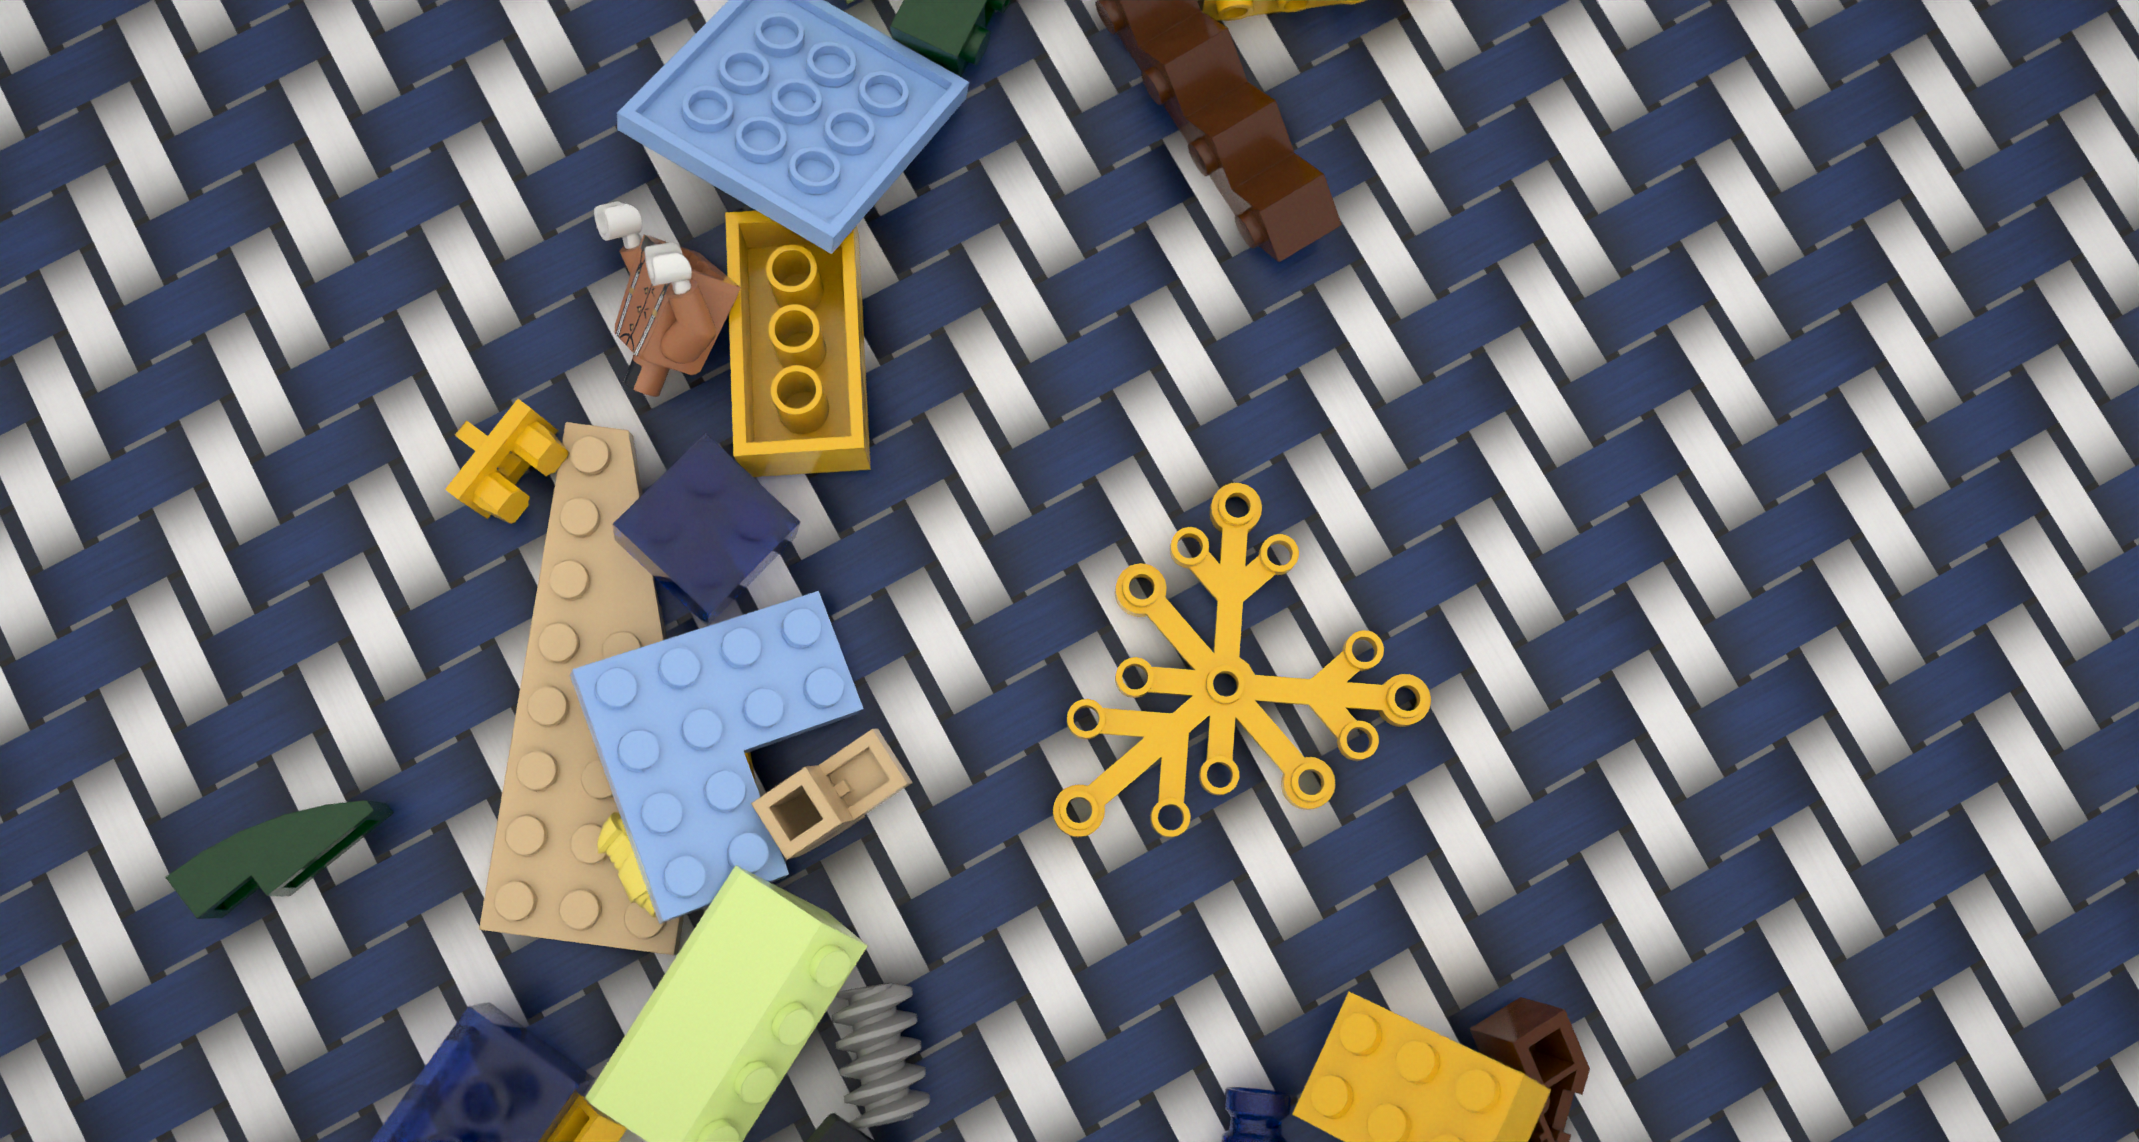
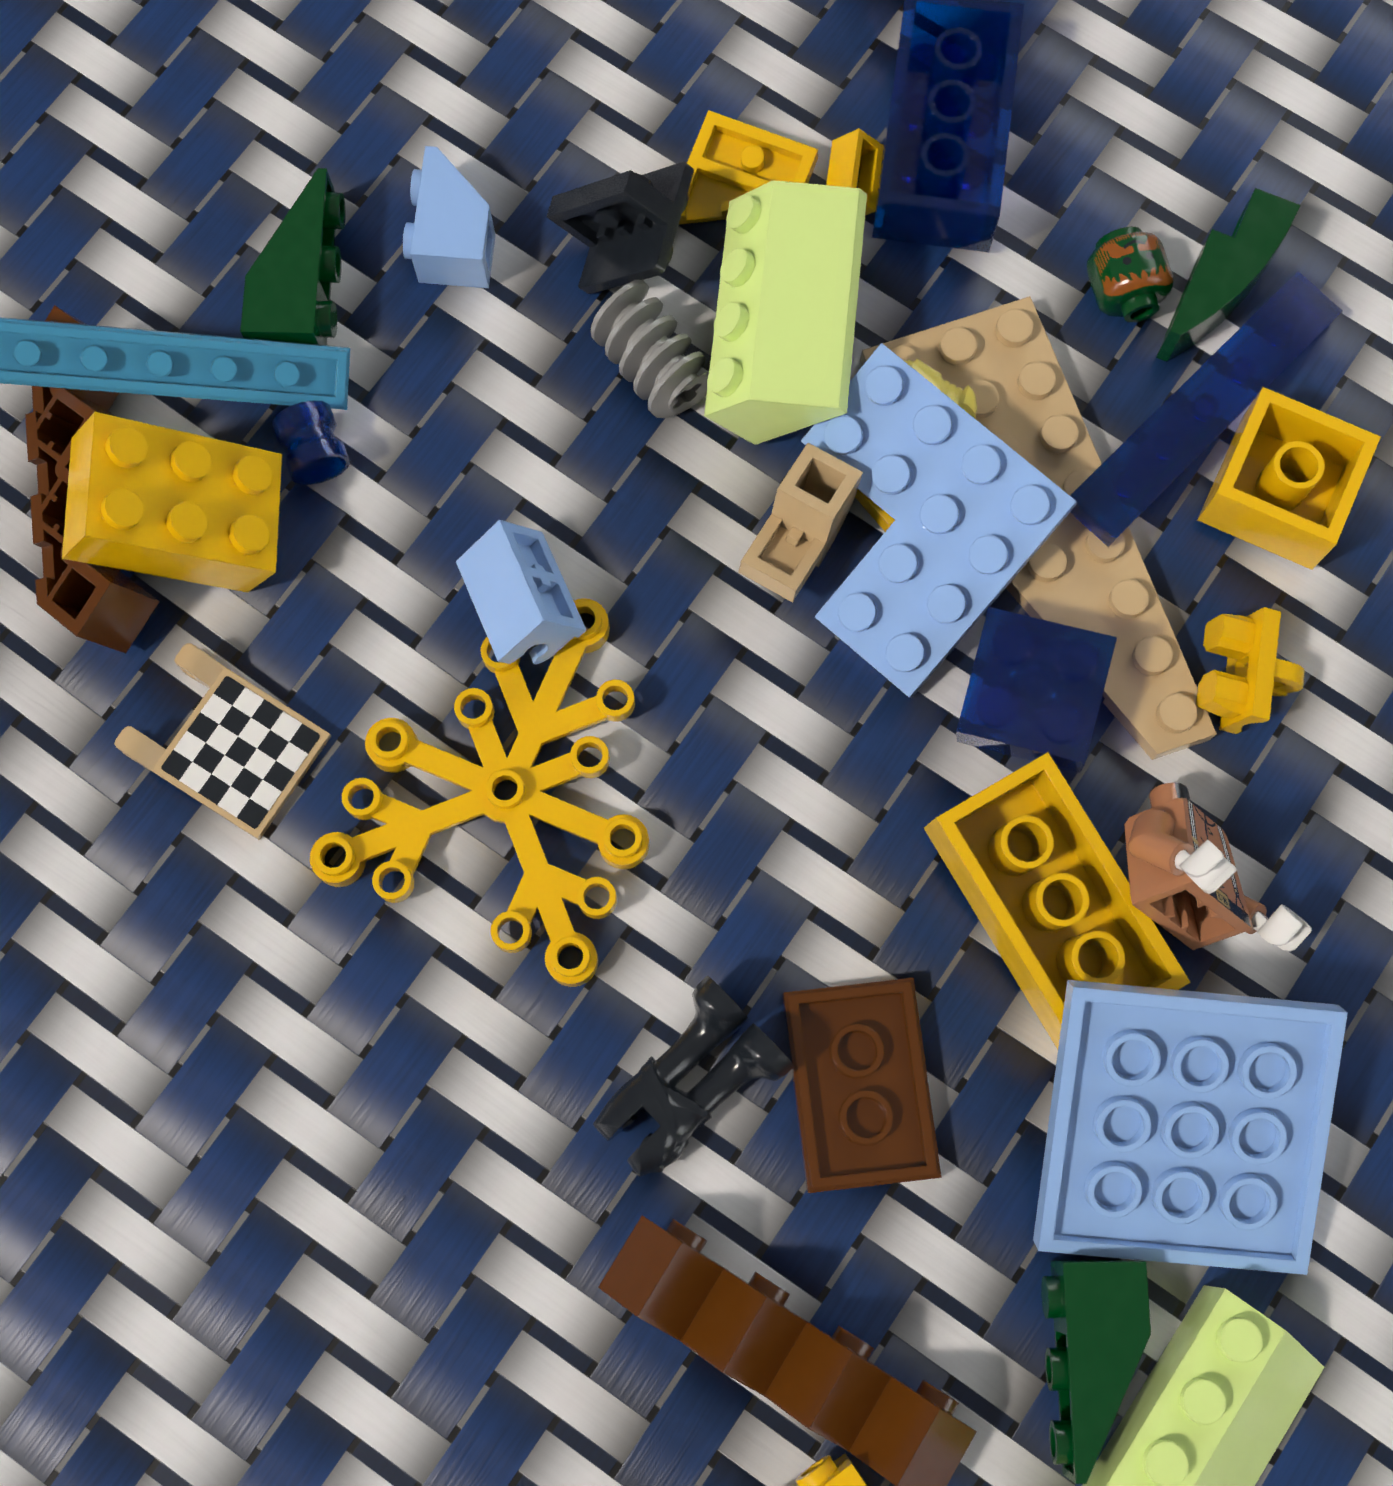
camera: 160 degrees right, 5 degrees down
(354, 612) = (1289, 478): none -> yellow brick
(369, 902) = (1129, 274): none -> dark green head
(383, 727) = (1202, 408): none -> clear blue tile
(1040, 286) = (861, 1085): none -> reddish brown tile
(1127, 860) = (519, 593): none -> light blue hinge
(1204, 332) = (681, 1112): none -> black piece
(1452, 852) = (236, 748): none -> flag

